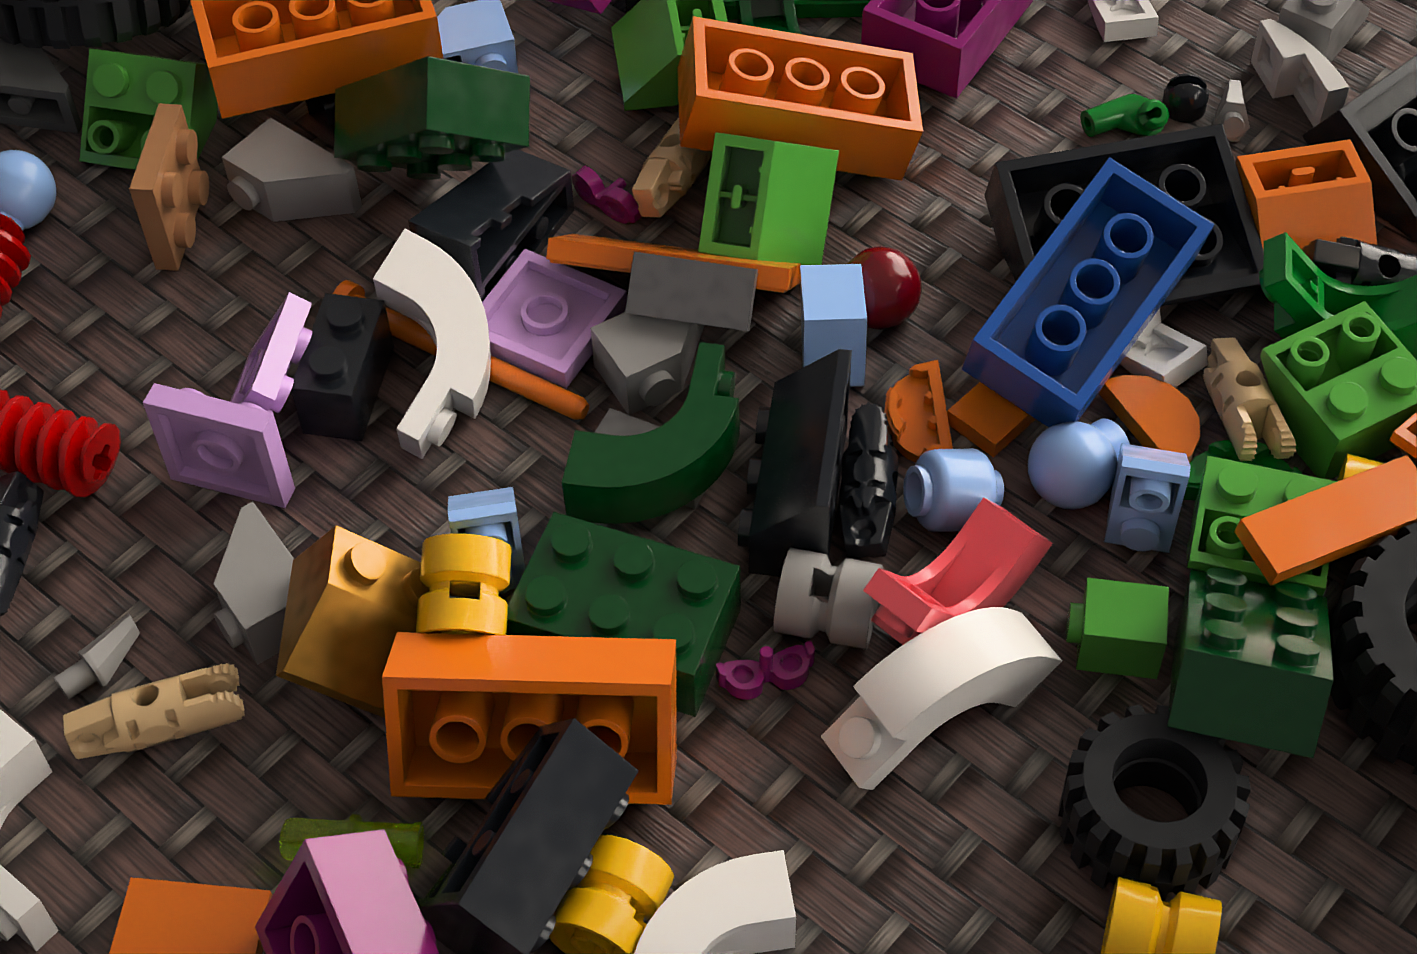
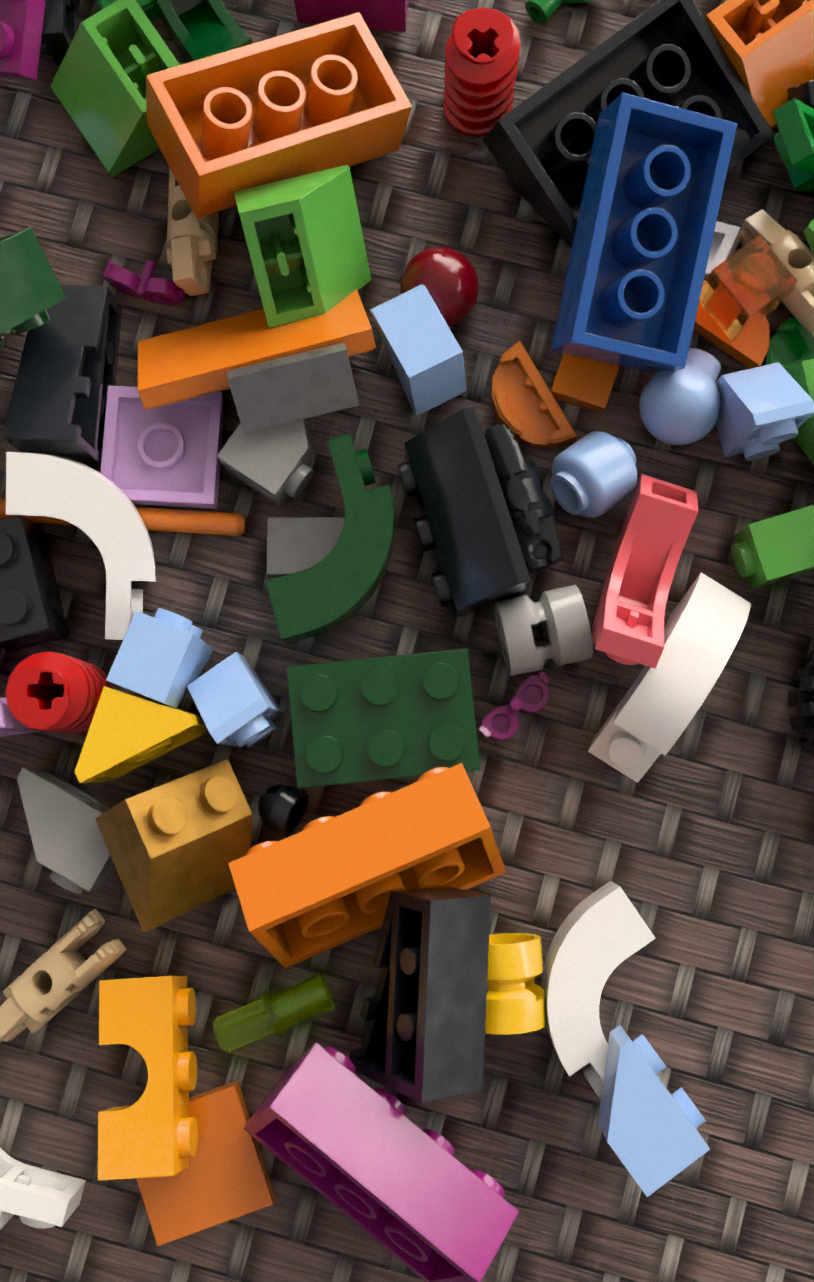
camera: 20 degrees left, 30 degrees up
(169, 870) = (156, 1131): none -> light orange arch
(328, 457) = (55, 692): none -> red piece
(376, 499) = (132, 733): none -> yellow slope
(437, 451) = (160, 656): none -> light blue slope
(464, 568) = (263, 800): yellow wheel -> none
(1000, 125) = (480, 70): none -> red piece
(1180, 382) = (746, 287): none -> clear orange brick

